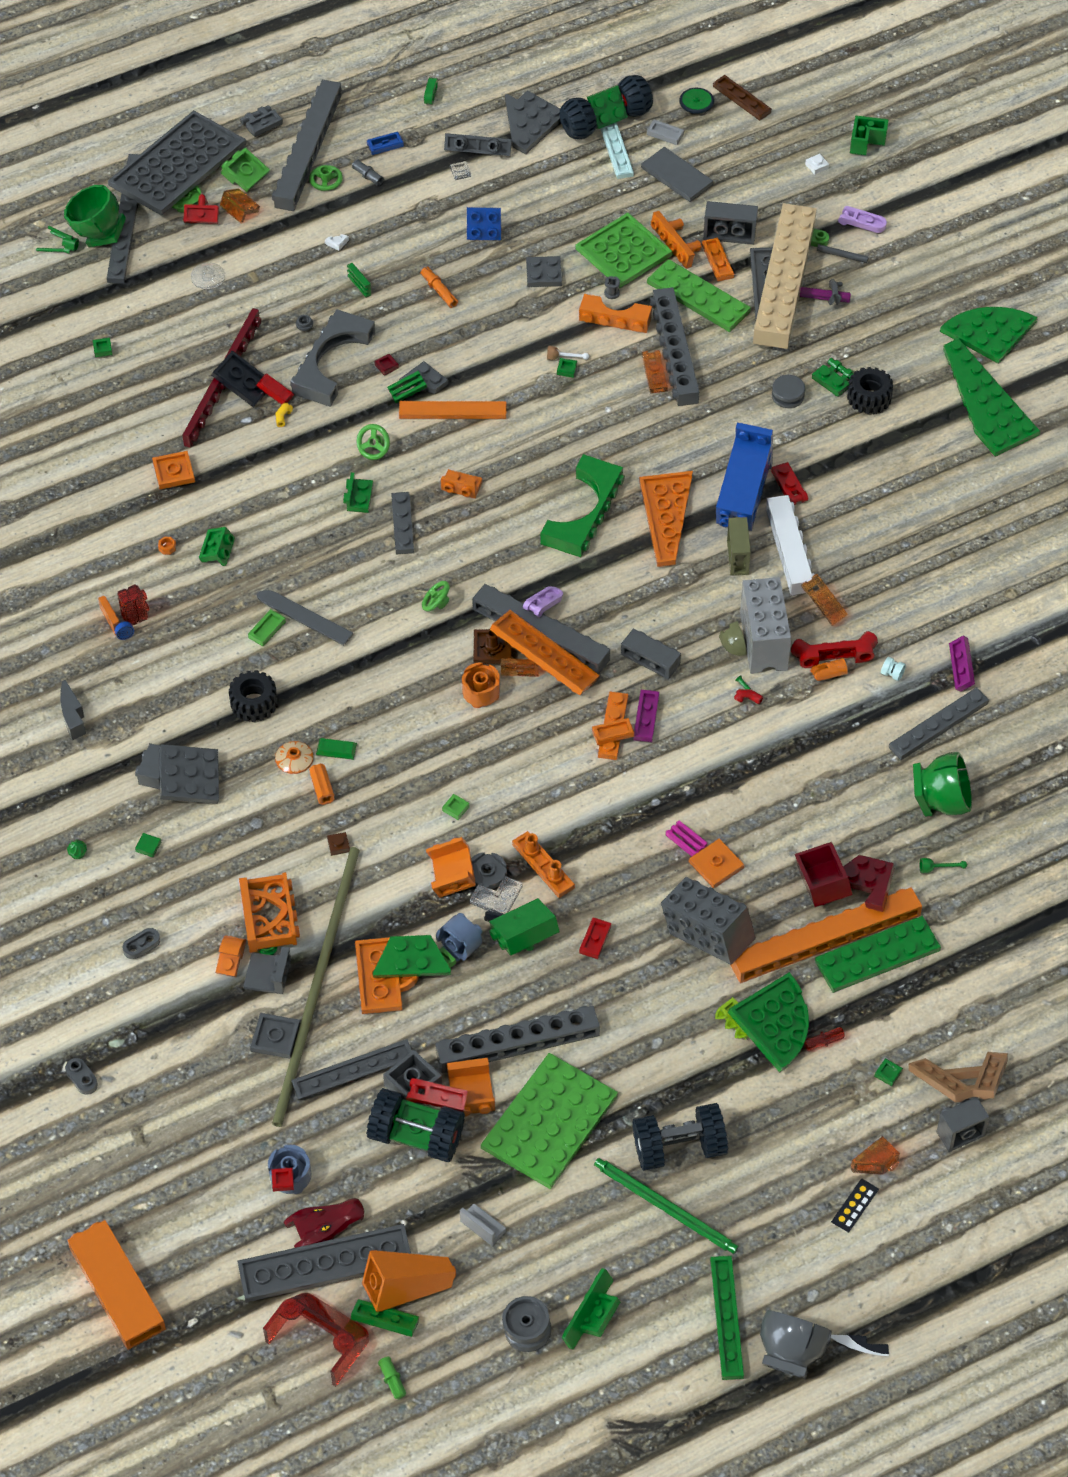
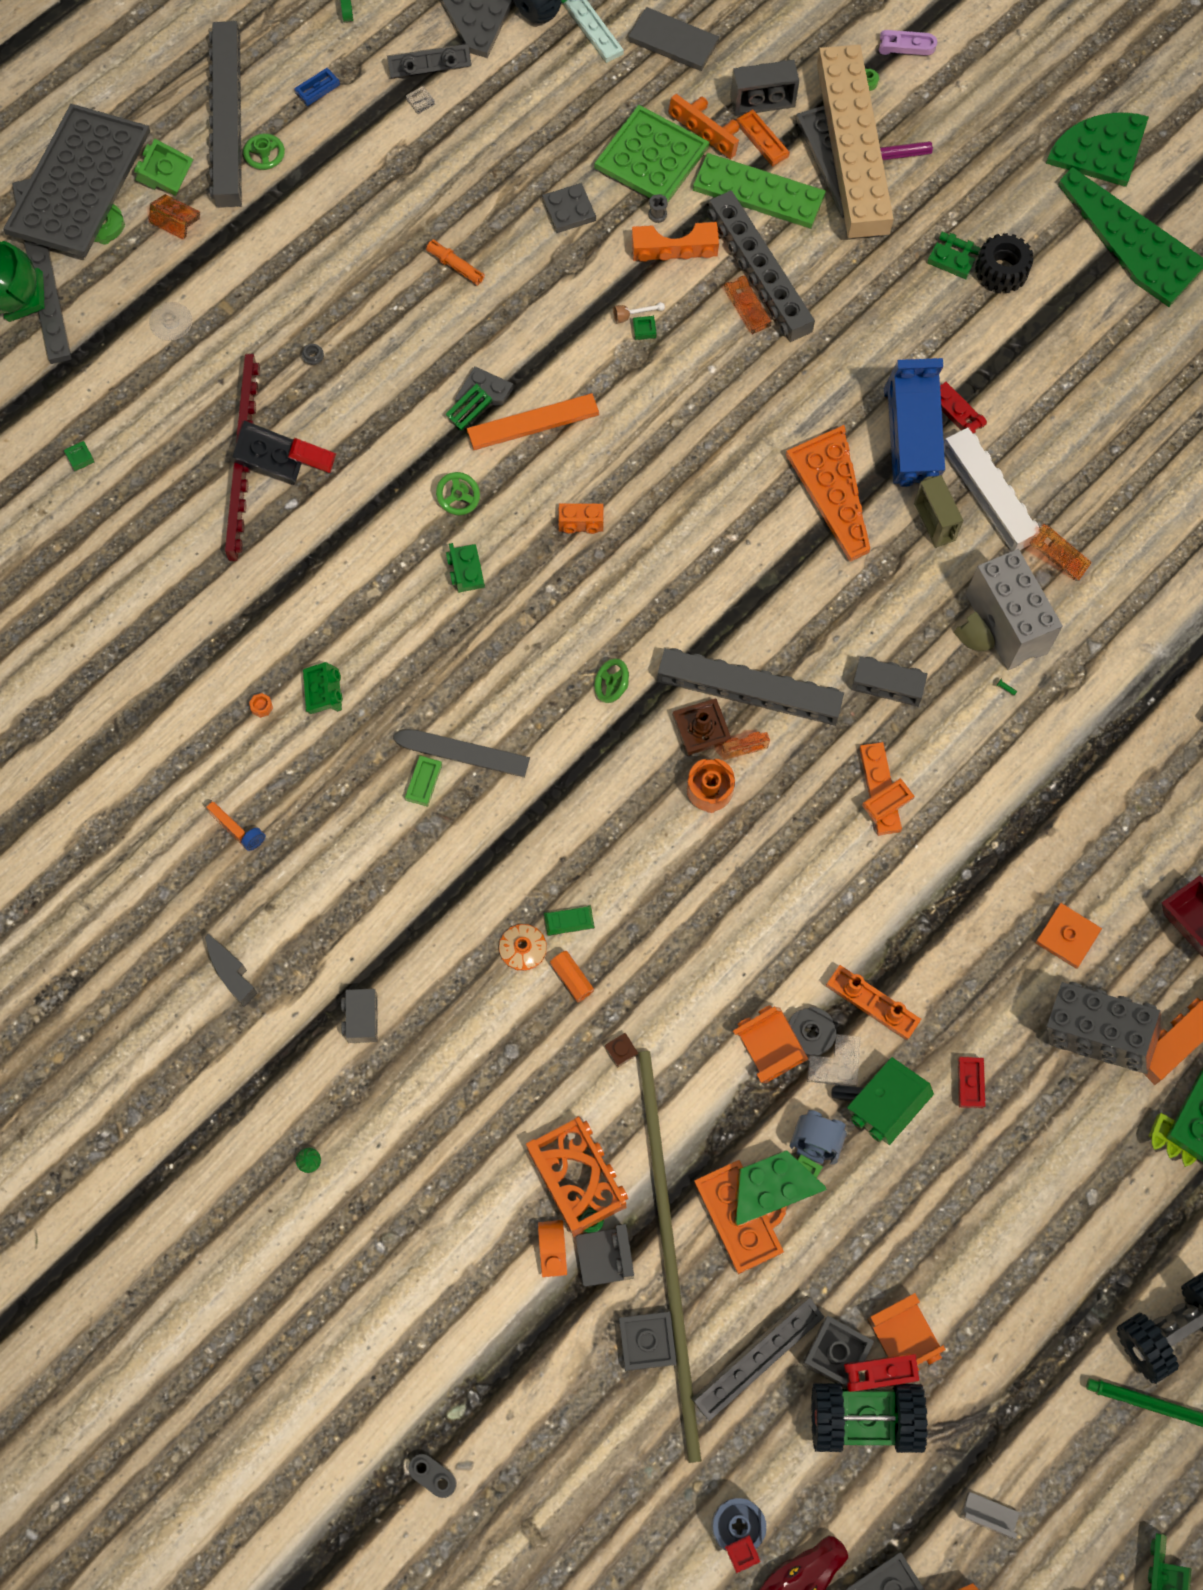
camera: 20 degrees left, 15 degrees up
(133, 604) = (253, 804): clear red brick -> none
(141, 943) = (437, 1267): dark grey plate -> none
(148, 845) = (393, 1125): green tile -> none
(173, 470) = (230, 599): orange plate -> none
(189, 774) = (408, 1016): dark grey plate -> none
(201, 213) = (131, 239): red plate -> none
(254, 708) = (441, 865): black tyre -> none
(261, 120) = (162, 97): dark grey plate -> none
(280, 419) = (330, 484): yellow arm -> none
(337, 242) = (310, 233): white tile -> none
(340, 330) = (361, 351): dark grey arch -> none
(359, 280) = (357, 279): green tile -> none
(367, 172) = (312, 131): dark grey pin -> none
(386, 364) = (431, 382): dark red tile -> none
(402, 523) = (531, 590): dark grey plate -> none
(455, 807) = (742, 957): bright green plate -> none
(483, 223) = (478, 165): blue hinge -> none
(528, 1043) = (1010, 1203): dark grey brick -> none
(543, 600) = (742, 649): lavender plate -> none
(544, 652) = (772, 721): orange plate -> none
(549, 1120) = (1011, 1346): bright green plate -> none
(575, 536) = (740, 551): green arch -> none
(646, 715) = (915, 764): magenta plate -> none
(688, 836) = (1026, 906): dark pink tile -> none
(748, 693) = (1017, 700): red arm -> none
(788, 391) = (911, 289): dark grey head -> none
(829, 669) = (1099, 640): orange hinge -> none
(833, 251) = (901, 92): dark grey bar -> none
(835, 297) = (909, 136): dark grey piece -> none
(859, 649) = (1122, 605): red plate -> none
(893, 668) = (1169, 618): light aqua wheel -> none

